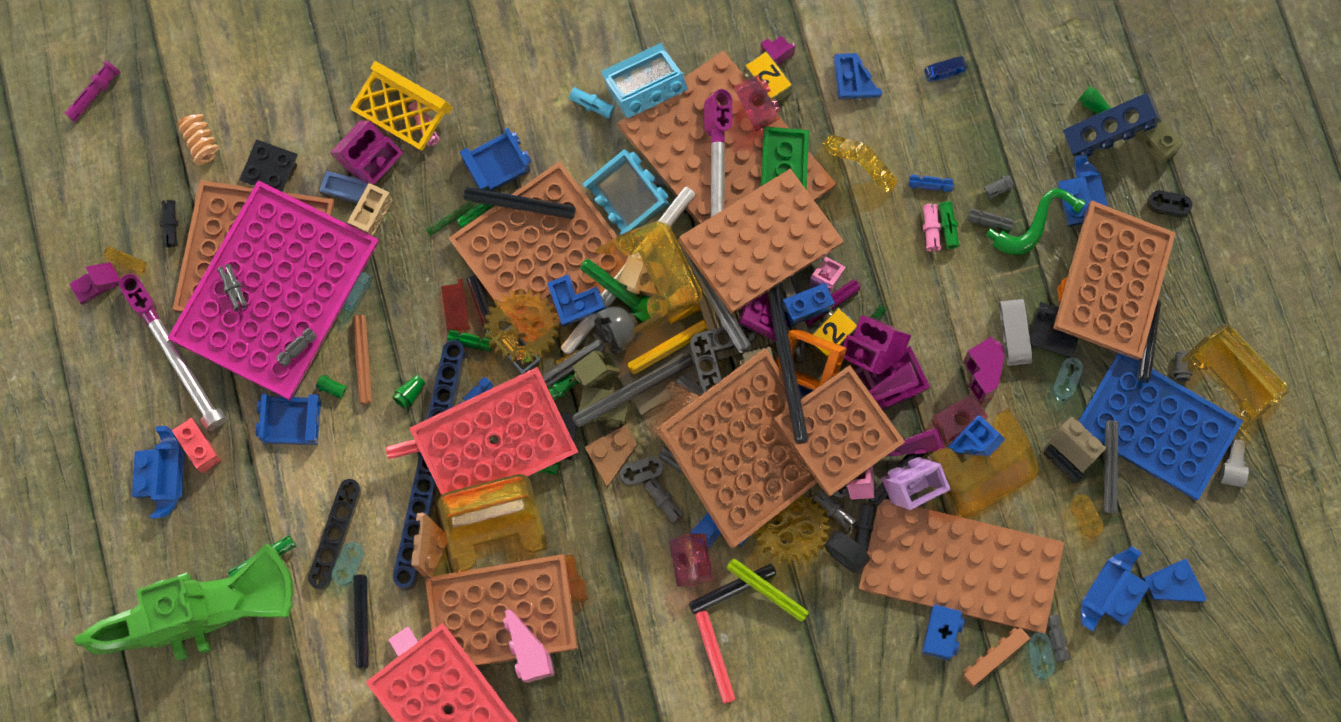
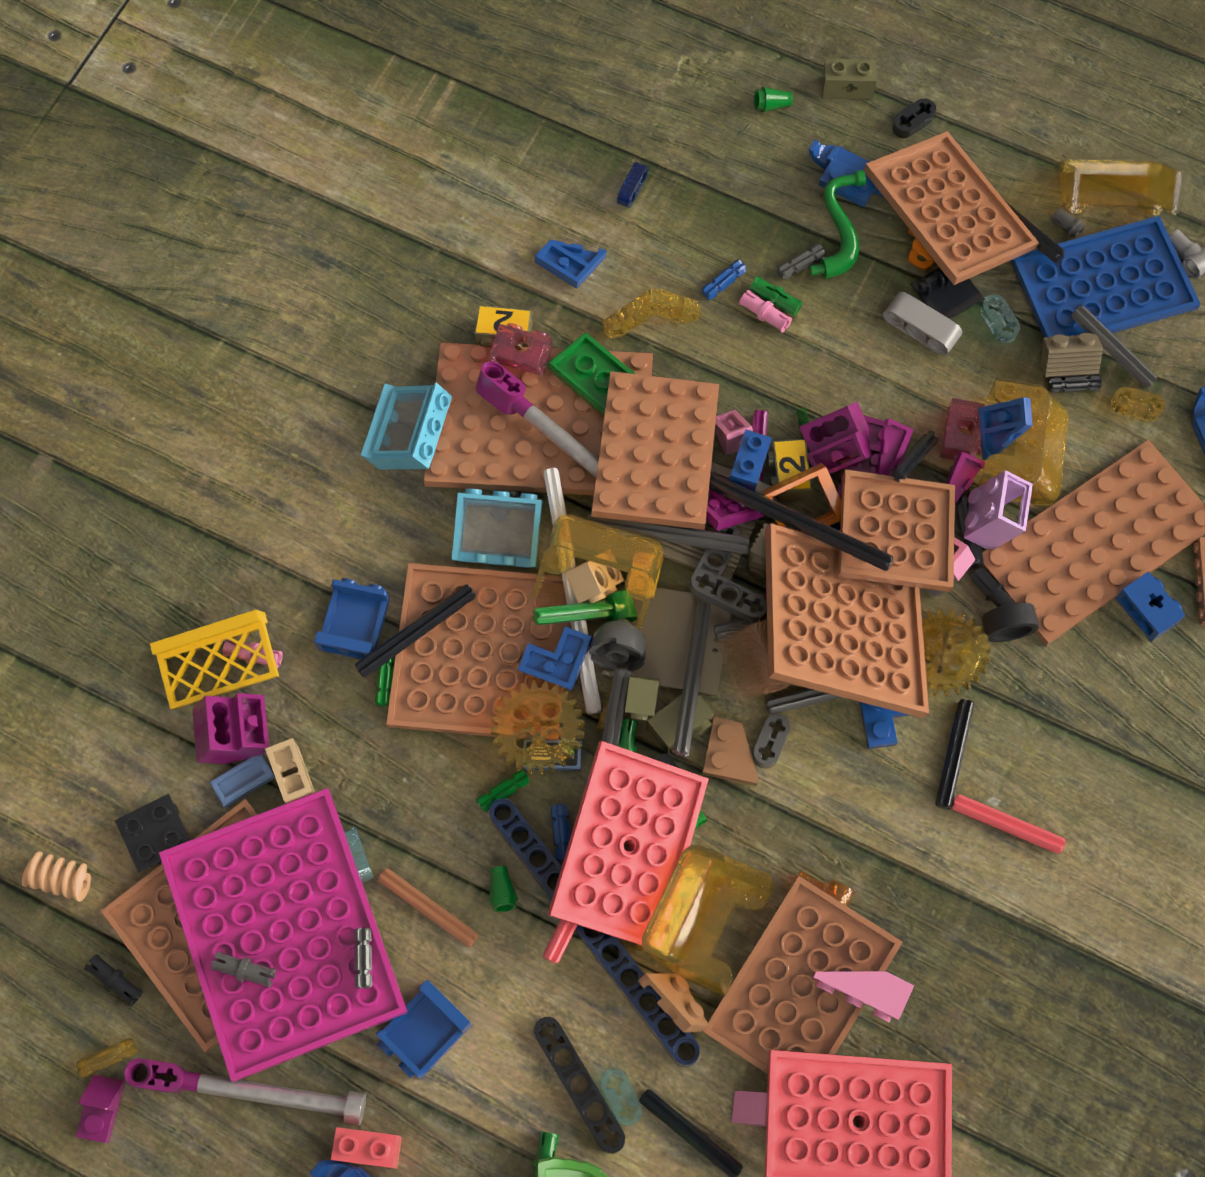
camera: 50 degrees left, 5 degrees down
(330, 386) = (428, 960): green pin -> none
(450, 221) = (369, 689): green piece -> none
(455, 306) = (458, 774): clear red panel -> none
(479, 298) = (476, 749): black axle -> none
(591, 102) = (379, 491): medium azure pin -> none
(663, 500) = (817, 744): dark grey pin -> none
(665, 348) = (676, 617): yellow axle -> none
(691, 560) = (893, 752): clear pink brick -> none
(767, 590) = (985, 722): lime axle -> none
(778, 49) = (482, 296): magenta panel -> none
(834, 510) = (957, 602): dark grey pin -> none
(905, 401) = (914, 456): none -> black axle
(985, 366) = (940, 370): magenta piece -> none
(999, 186) = (779, 225): dark grey pin -> none
(1078, 133) = (821, 57): dark blue brick -> none

